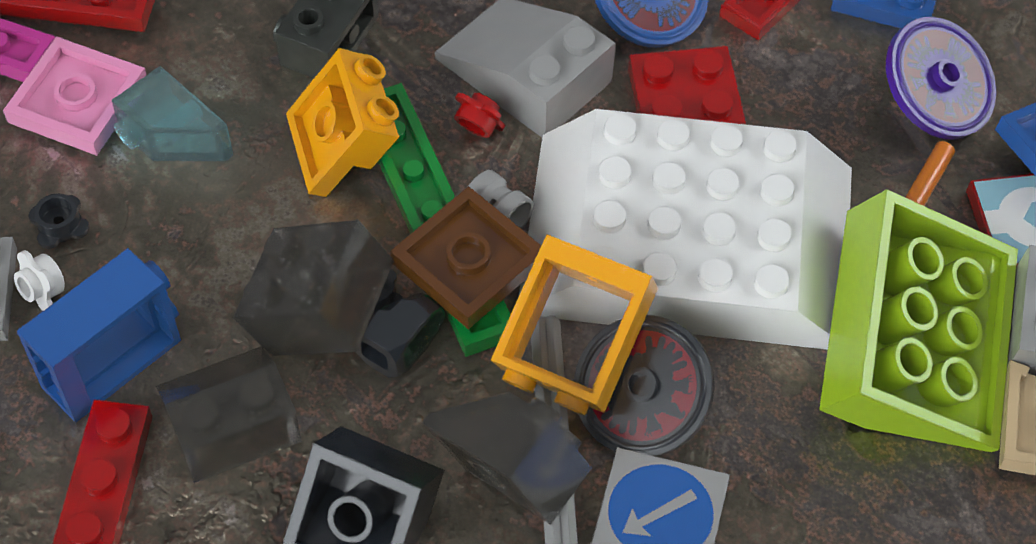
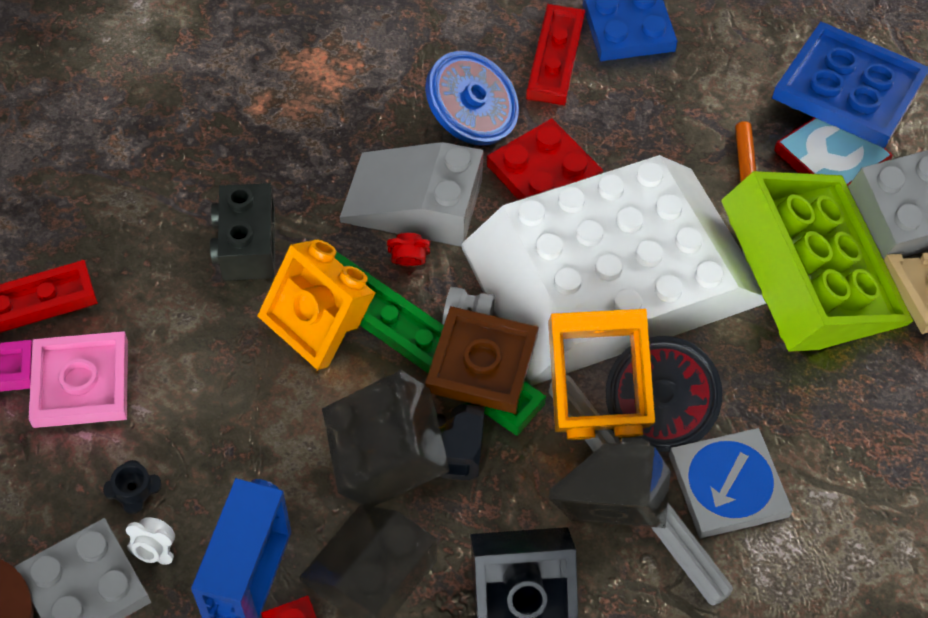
camera: 30 degrees left, 0 degrees up
(169, 121) = (174, 364): clear light blue slope -> none
(940, 78) = (714, 77): shield -> none

